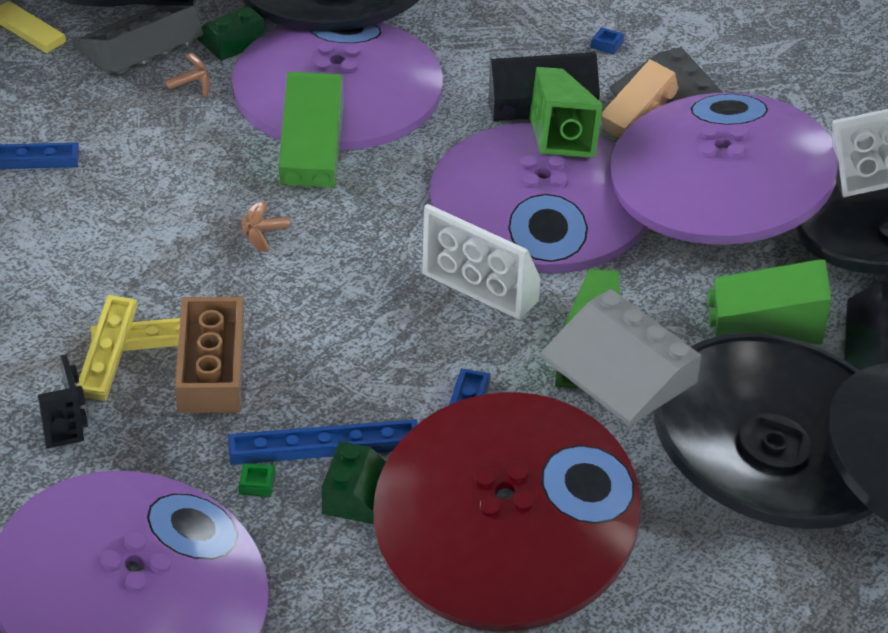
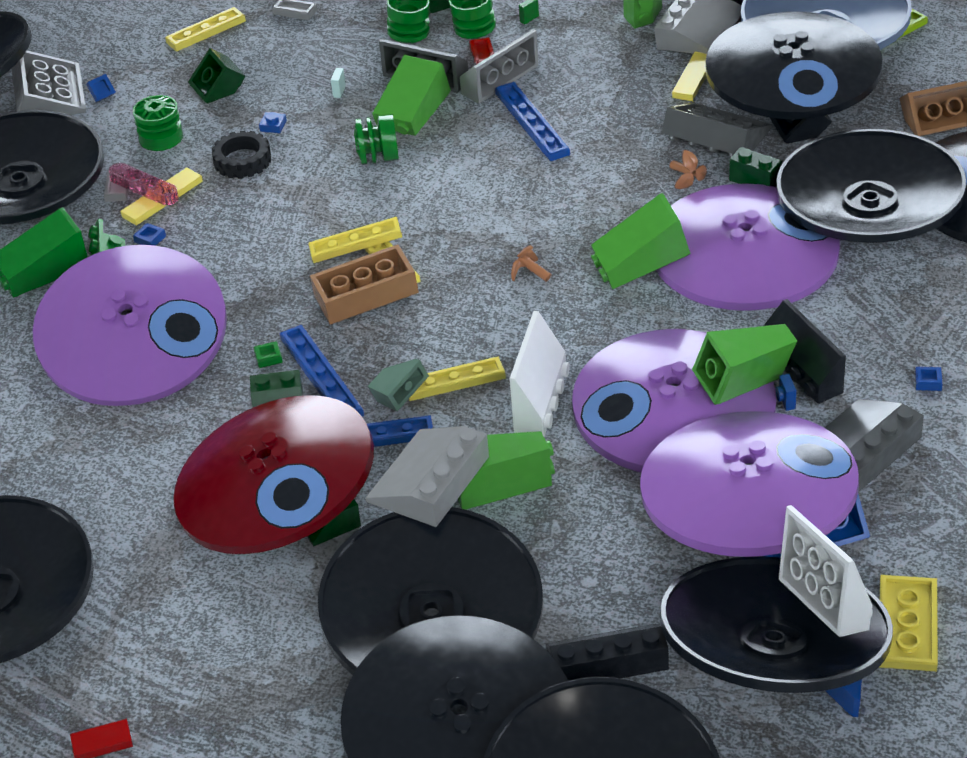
camera: 75 degrees right, 0 degrees up
(61, 411) = (281, 240): black bracket -> none
(406, 338) = (460, 377): none -> light yellow tile
(406, 375) = (398, 383): none -> sand green slope
(644, 92) = (831, 410): light nougat brick -> none
(774, 301) = (600, 570): bright green slope -> none

